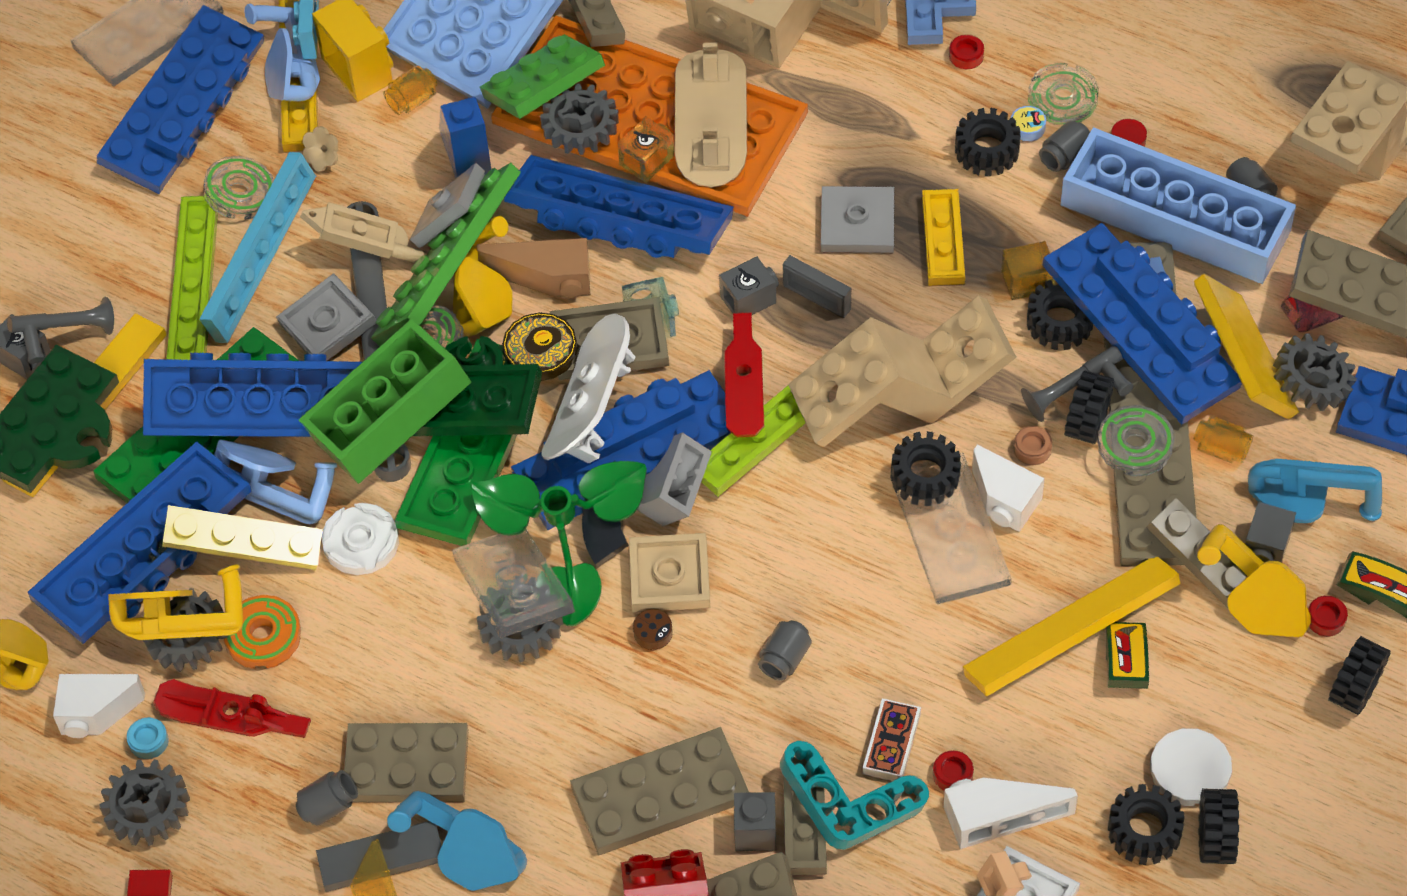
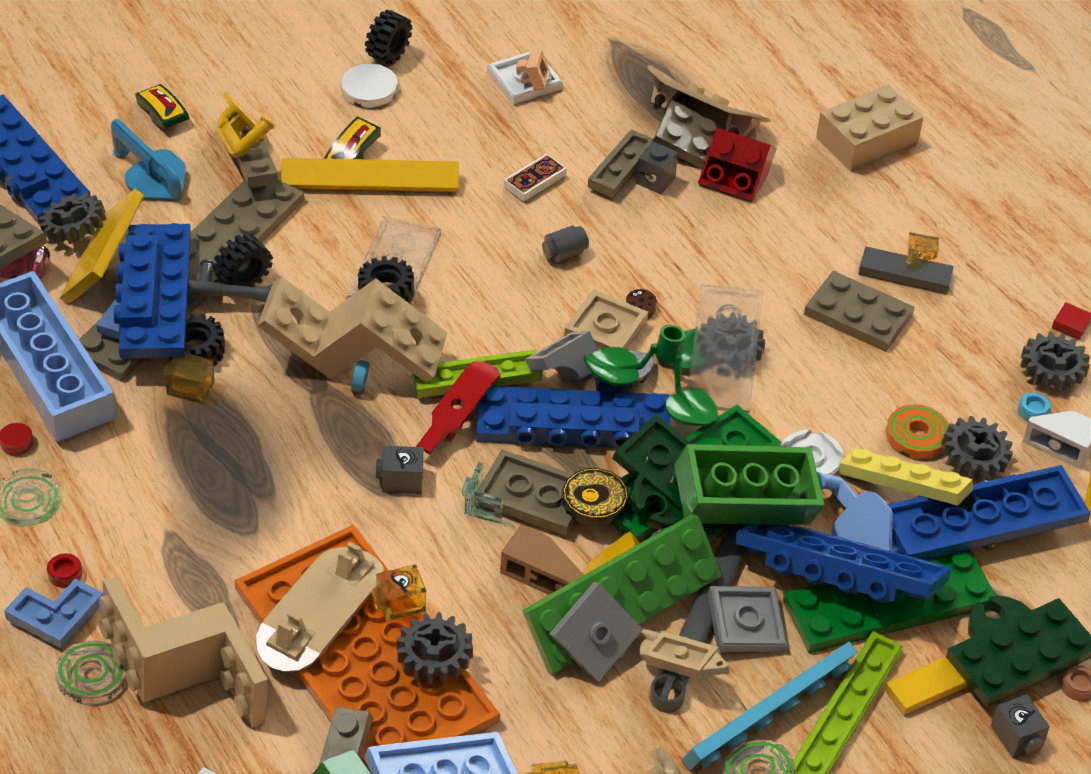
camera: 155 degrees left, 10 degrees down
(29, 324) = (1011, 705): dark grey piece -> none
(159, 622) = (995, 438): yellow piece -> none
(208, 709) = (951, 387): red piece -> none
(326, 797) = (928, 300): dark grey brick -> none
(464, 135) = (540, 689): blue slope -> none
(475, 847) = (834, 242): dark azure piece -> none
(541, 76) = (439, 699): bright green plate -> none
(589, 389) = (589, 421): white piece -> none
(618, 209) = (454, 576): blue plate -> none
(659, 790) = (701, 221): dark tan plate -> none
(817, 286) = (351, 444): dark grey tile -> none
(849, 813) = (562, 143): teal beam -> none
(857, 219) = (273, 486): light grey plate -> none
(943, 237) = (221, 443): yellow tile -> none
(952, 767) = (511, 148): red tile -> none
(987, 157) = (129, 497): black tyre -> none
(998, 807) = (501, 110): white slope -> none
(1006, 488) = (340, 257): white slope -> none
(1031, 122) = (77, 487): tile -> none
(1032, 445) = (297, 278): nougat tile -> none
(1063, 146) = (72, 446): dark grey brick -> none
(1141, 422) = (229, 220): clear tile -> none
(1151, 803) = (423, 80): black tyre -> none
(1223, 439) = (170, 210): clear yellow brick -> none
(1270, 532) = (203, 155): dark grey brick -> none
(1327, 615) = (209, 112): red tile -> none
(1359, 675) = (227, 49): black tyre -> none

